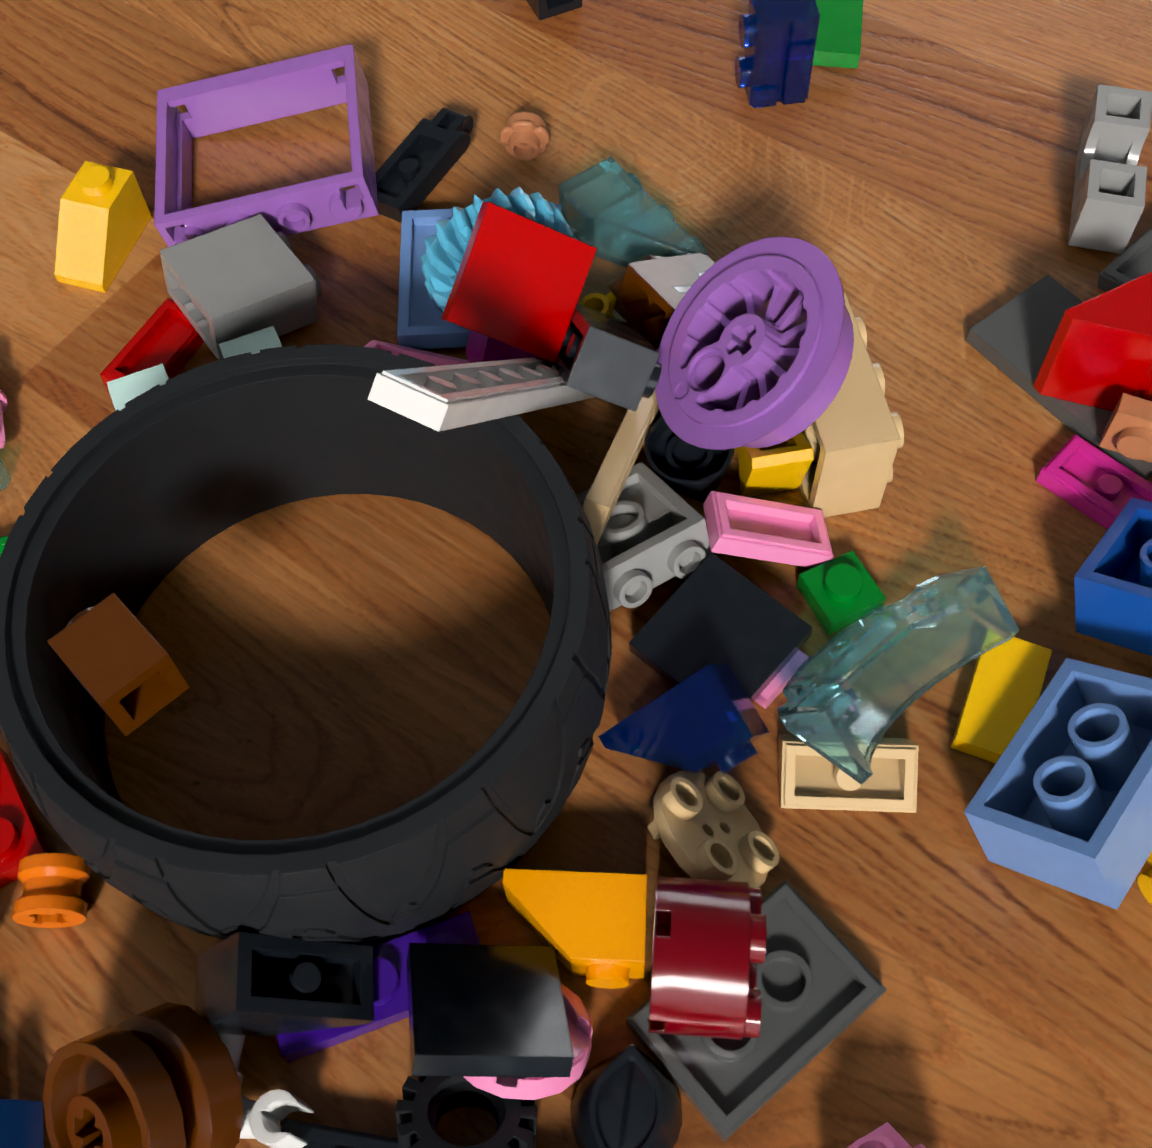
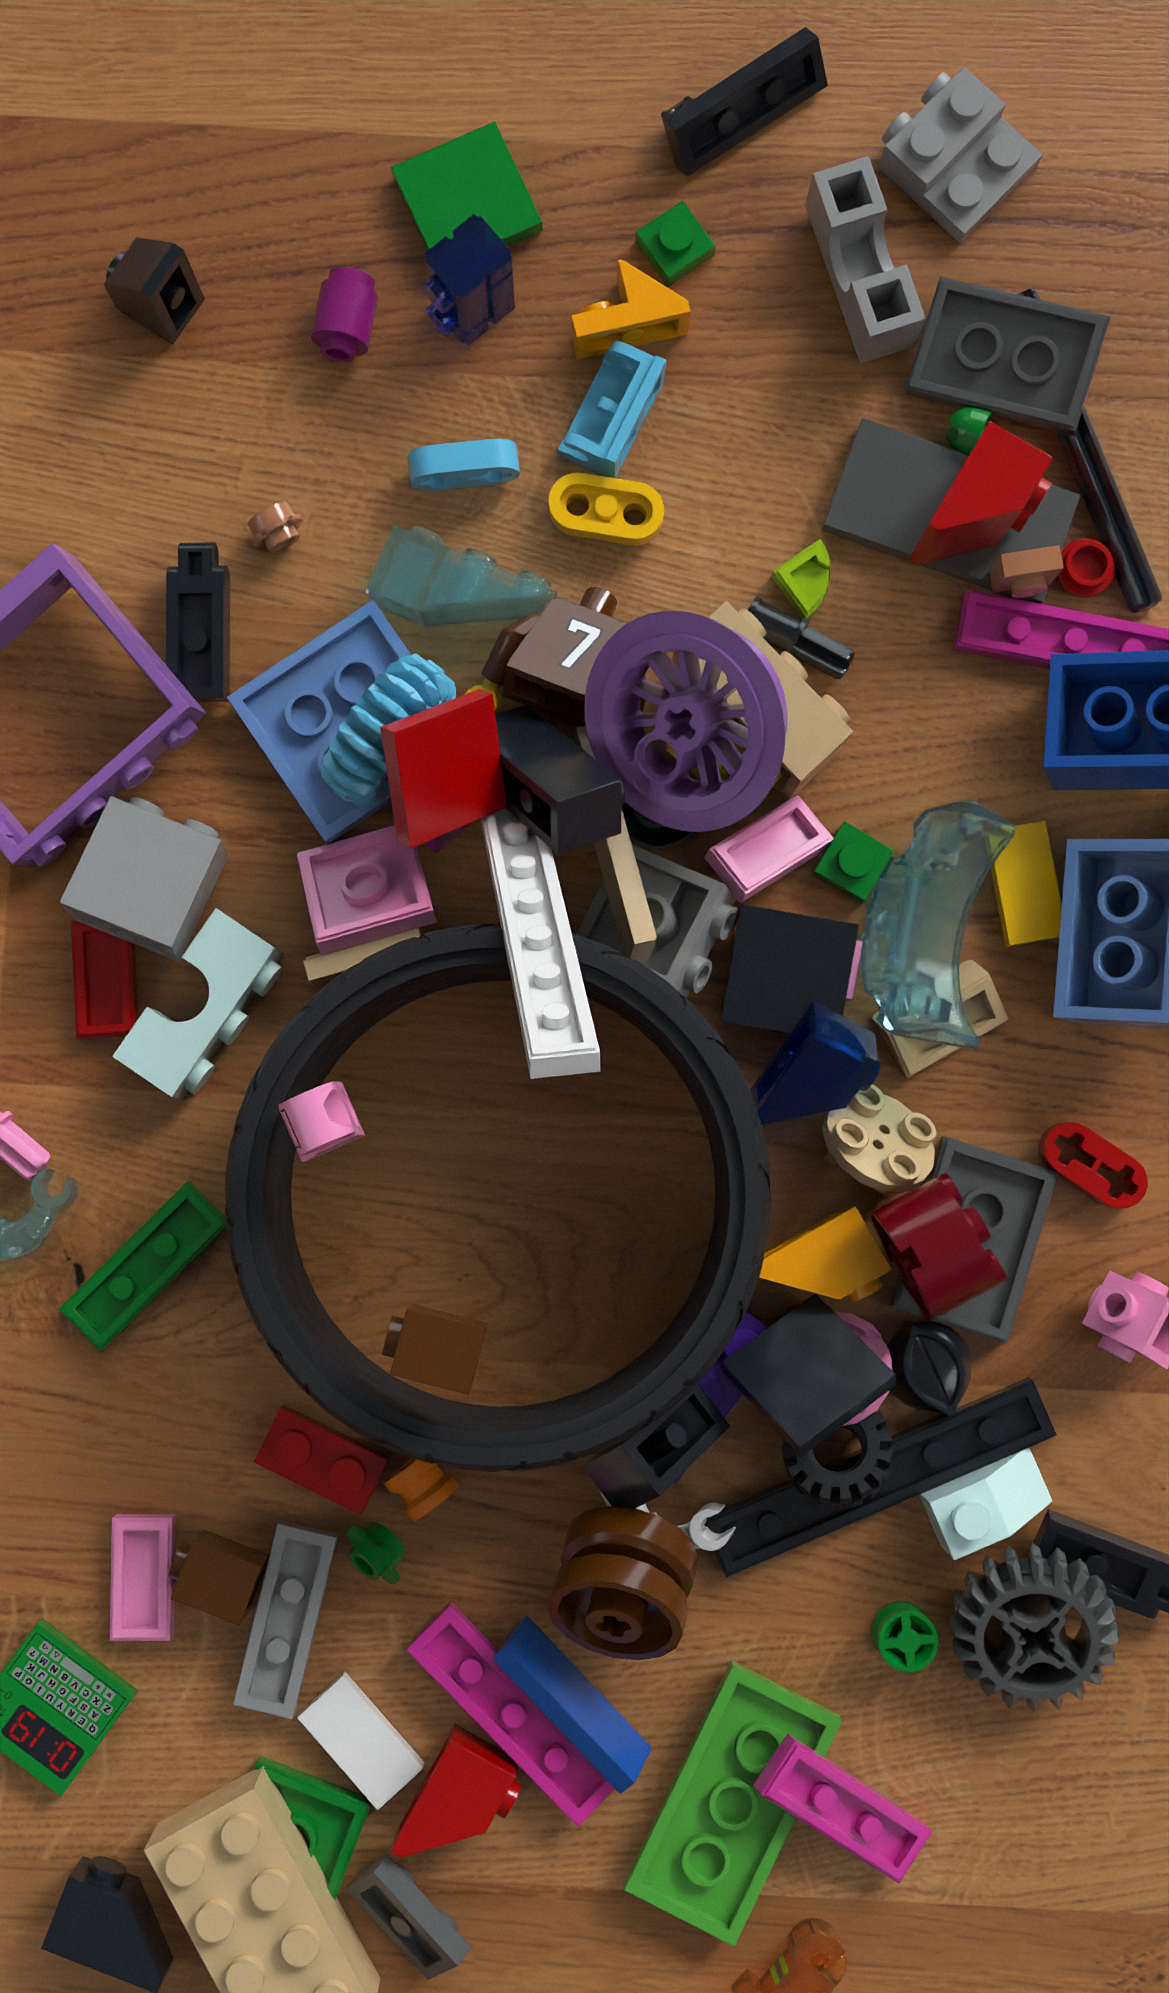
camera: 40 degrees left, 25 degrees up
(181, 399) = (321, 1120): none -> bright pink leg
(673, 42) = (345, 314): none -> magenta brick
(695, 160) = (463, 464): none -> medium azure beam
(776, 218) = (607, 504): none -> yellow plate
(841, 187) = (614, 409): none -> medium azure hinge
(896, 135) = (645, 316): none -> light orange slope
(917, 420) = (802, 641): none -> black axle
(929, 364) = (805, 579): none -> lime tile
(944, 998) = (1101, 1154): none -> red beam
(957, 112) = (675, 243): none -> green plate
(1068, 48) = (744, 101): none -> black hinge

